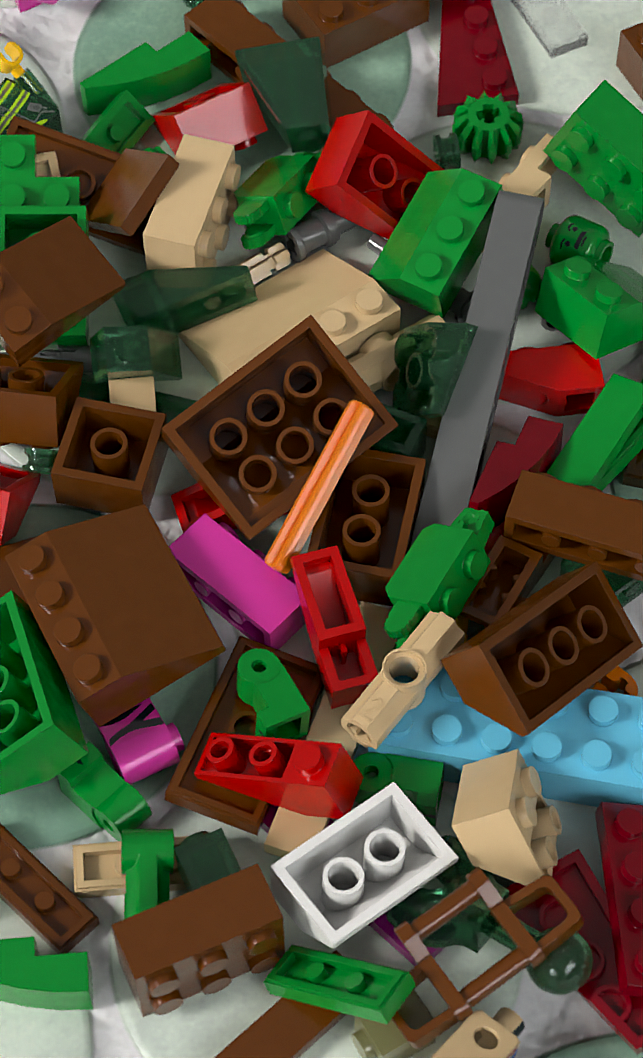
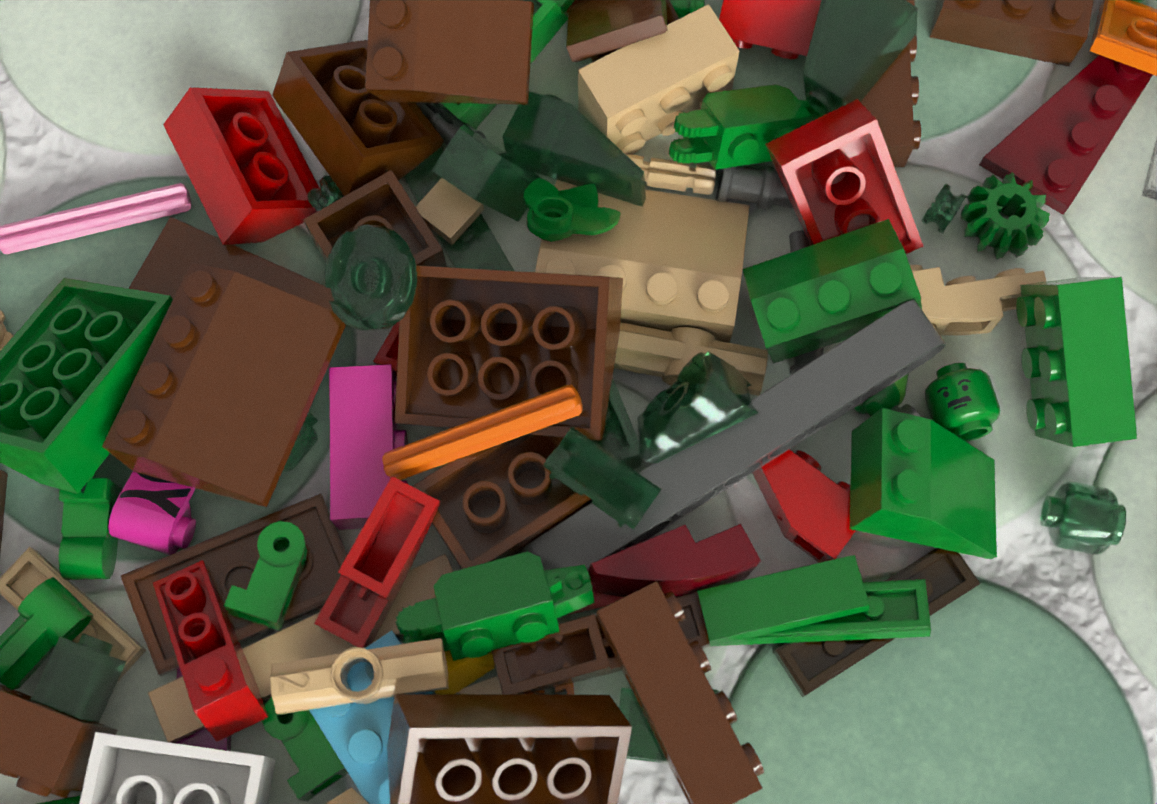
camera: 45 degrees right, 15 degrees up
(146, 456) = (371, 277): none -> clear green tile
(218, 333) = (566, 212): none -> green plate
(424, 446) = (601, 477): none -> clear green hinge

